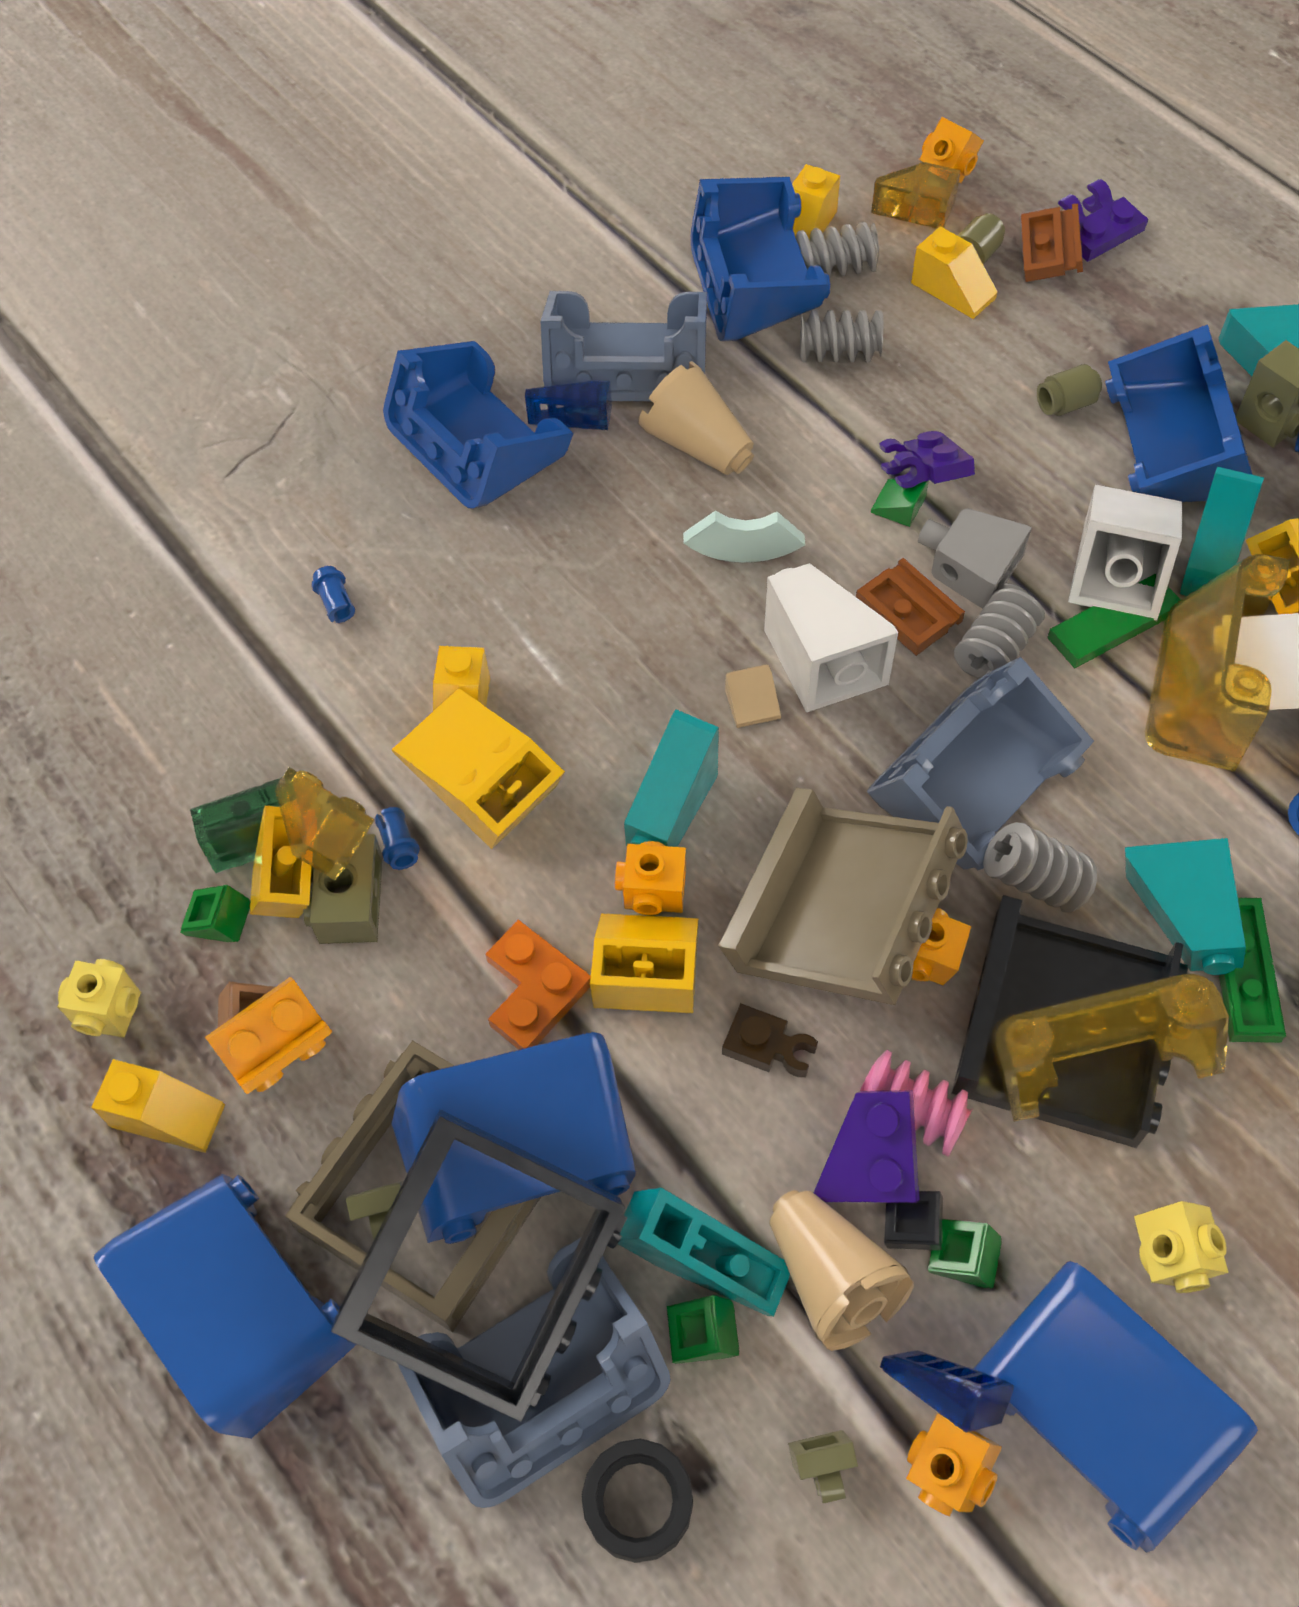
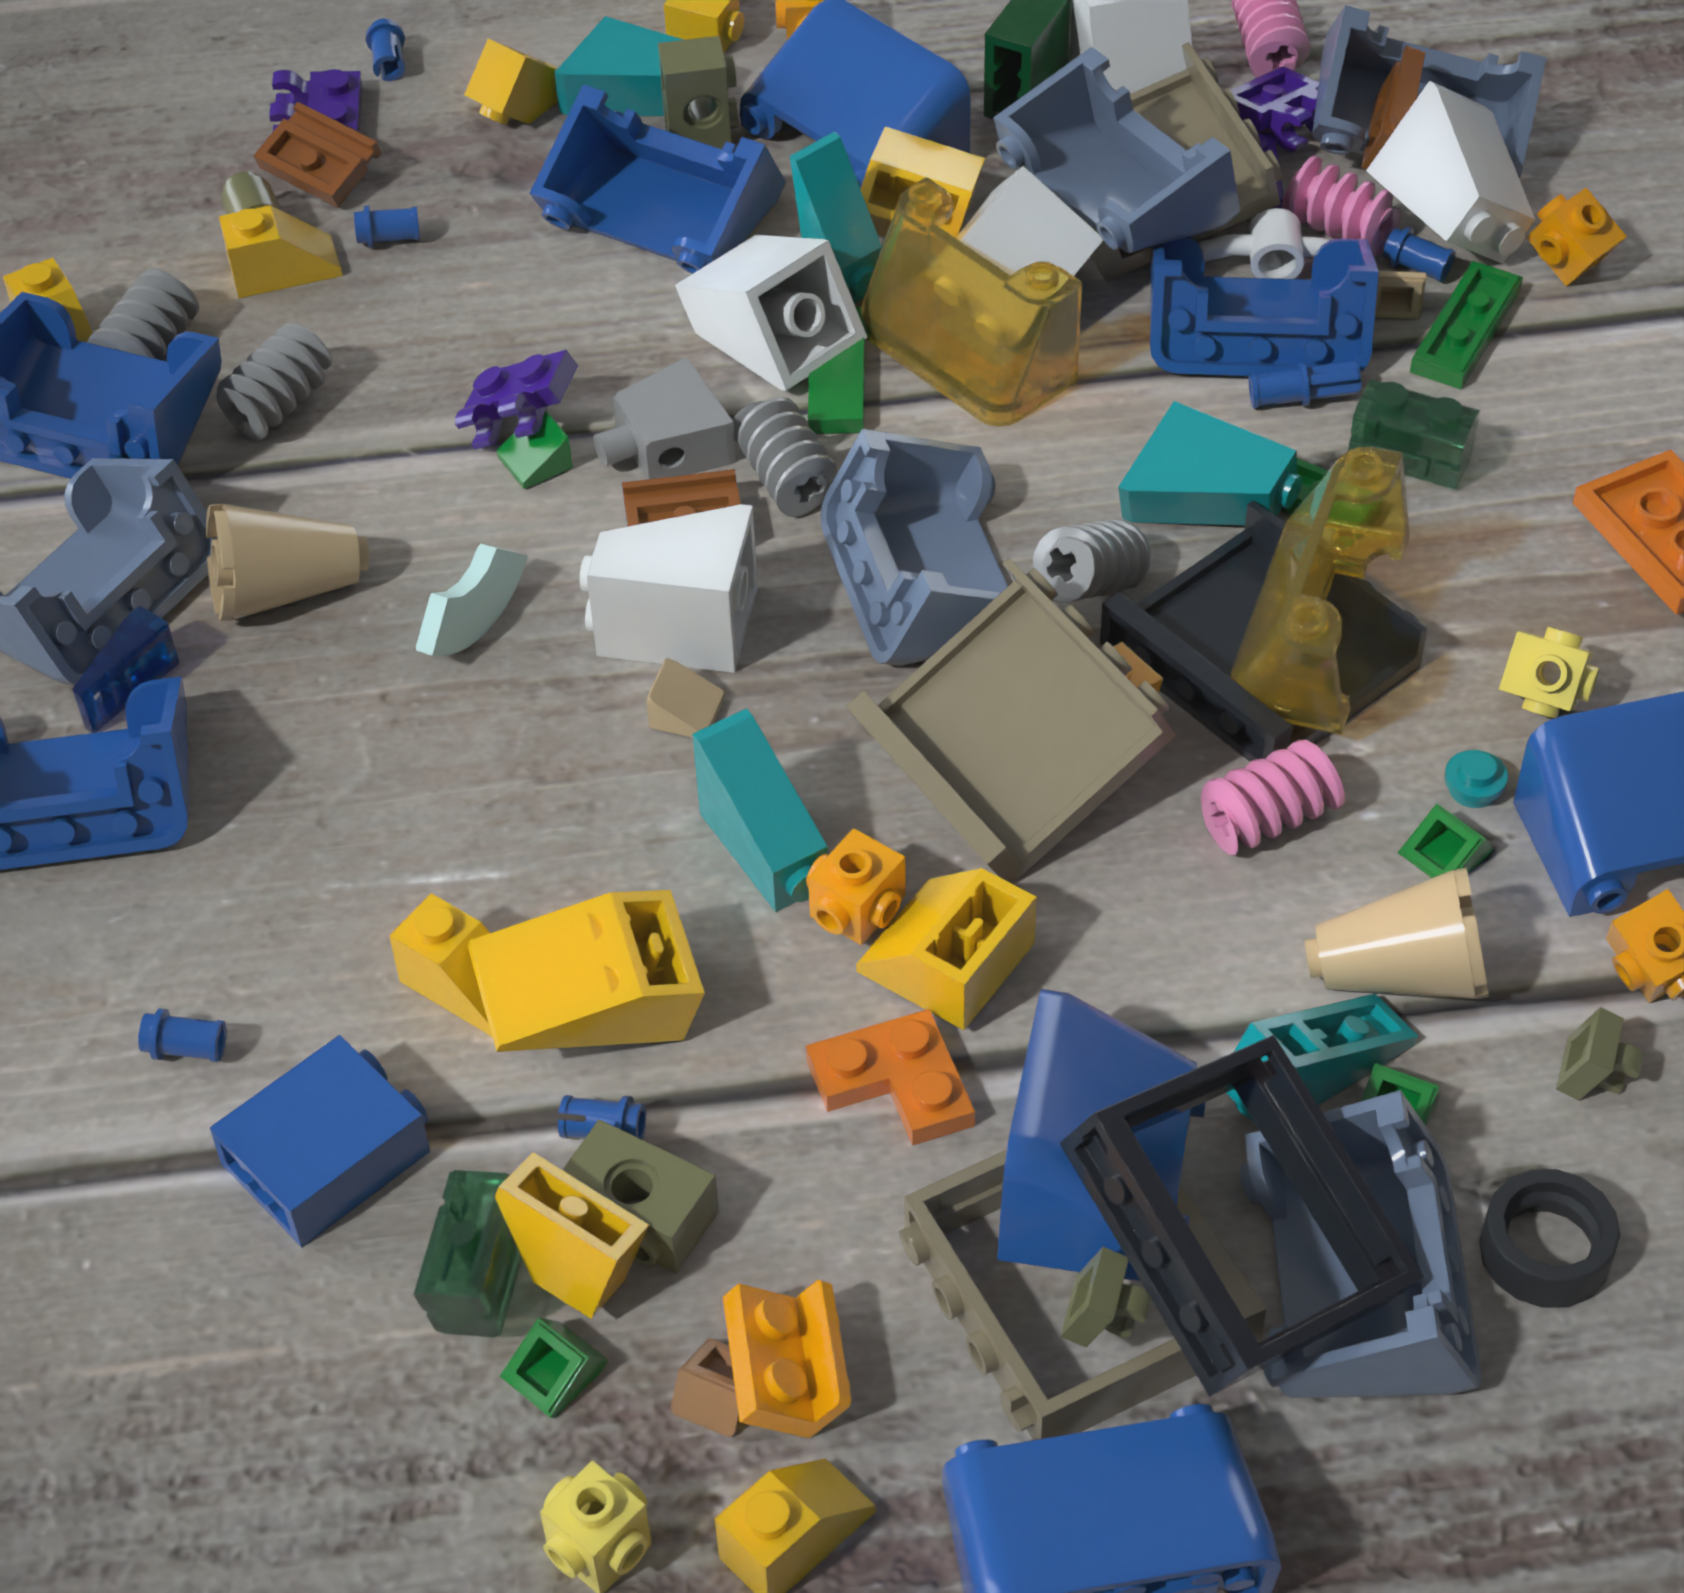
camera: 60 degrees left, 10 degrees down
(296, 702) = (322, 1139): none -> blue brick
(320, 824) = (568, 1141): clear yellow slope -> none
(761, 1038) = (1110, 900): dark brown plate -> none
(874, 1151) = (1309, 847): dark purple wing -> none
(915, 1223) = (1389, 864): black tile -> none
(917, 194) = (134, 220): clear yellow slope -> none
(952, 147) = (102, 142): light orange brick -> none
(955, 1391) = (1595, 900): clear blue slope -> none
(1027, 312) = (386, 225): none -> blue pin
(1046, 1241) = (1475, 778): none -> teal plate
(1069, 390) = (527, 246): olive brick -> none
(1188, 215) = (386, 41): none -> blue pin
(1205, 295) = (512, 84): none -> yellow slope

